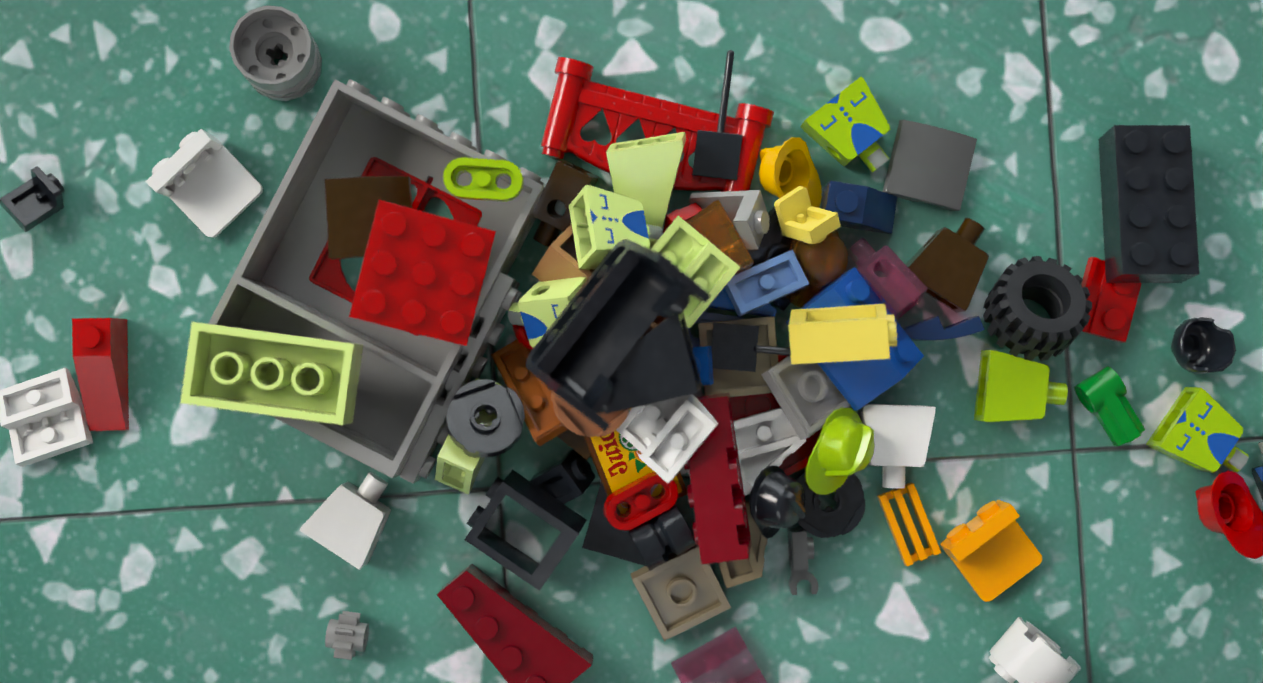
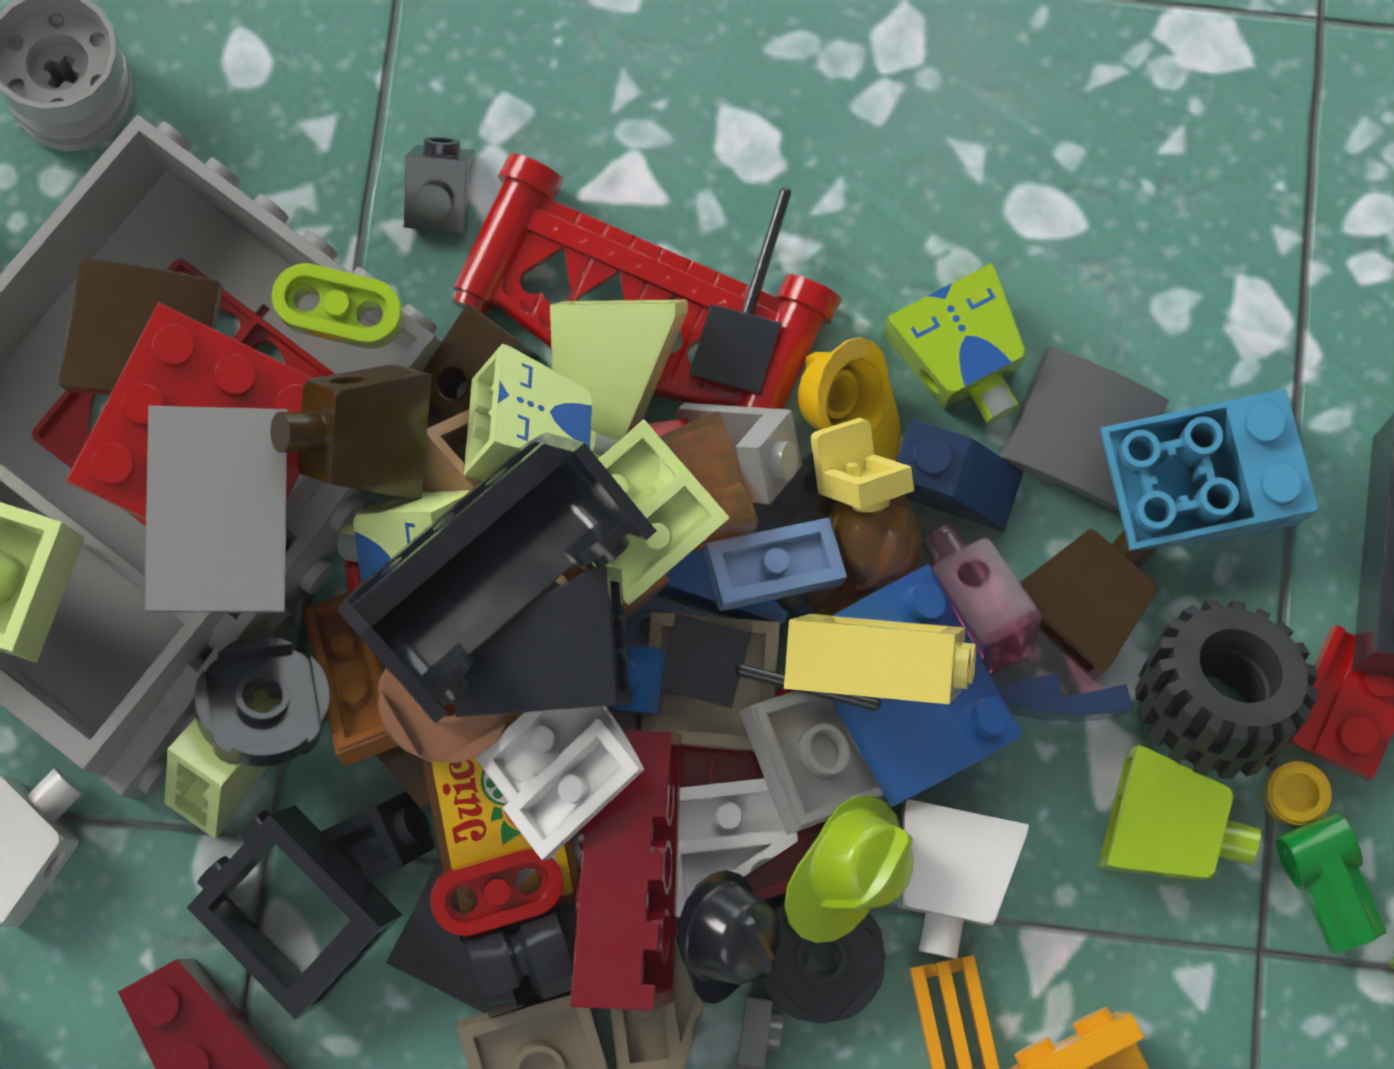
camera: 15 degrees right, 10 degrees down
(441, 318) = (214, 511): none -> light grey tile
(514, 253) = (361, 430): none -> dark brown torso
(518, 83) = (438, 185): none -> black bracket
(1008, 180) = (1210, 472): none -> dark azure slope
(1082, 358) = (1296, 793): none -> yellow tile

